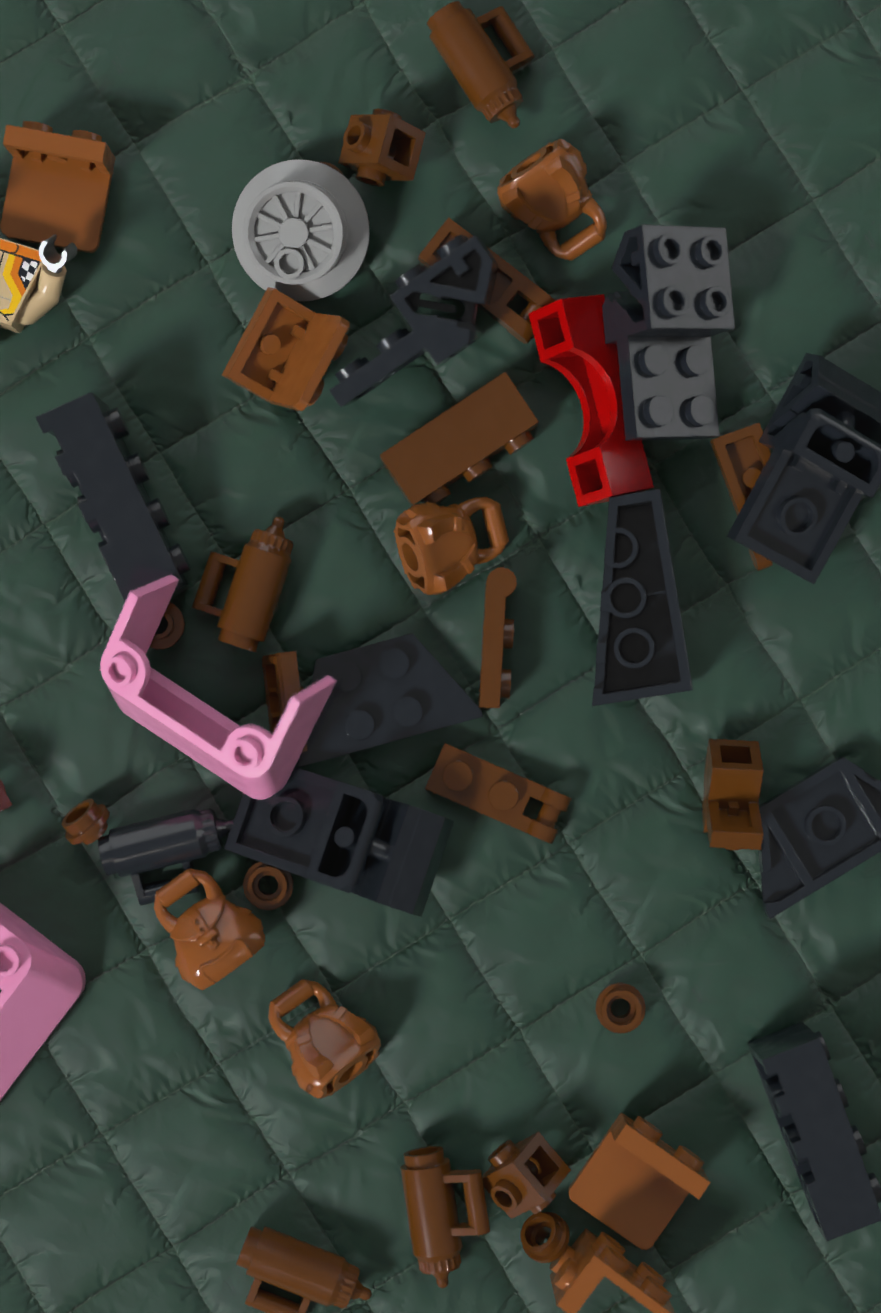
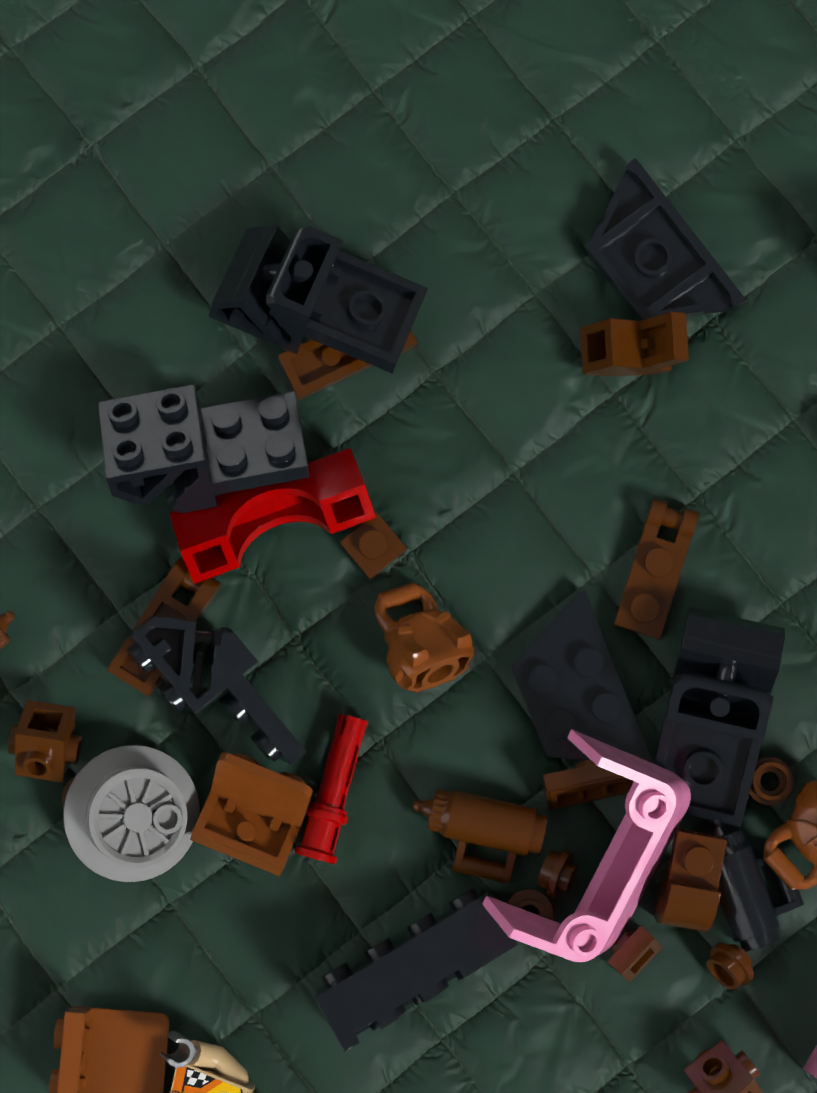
camera: 100 degrees left, 5 degrees down
(108, 725) = (633, 952): none -> reddish brown plate
(173, 790) = (689, 887): none -> reddish brown brick
(196, 657) = (557, 873): none -> reddish brown plate
(282, 430) = (328, 811): none -> red pin
(461, 442) = (324, 636): reddish brown brick -> none
(497, 635) = (506, 584): reddish brown plate -> none
(550, 193) = (75, 575): dark orange piece -> none
(550, 503) = (373, 546): none -> reddish brown plate
(640, 613) = (472, 448): black wedge -> none

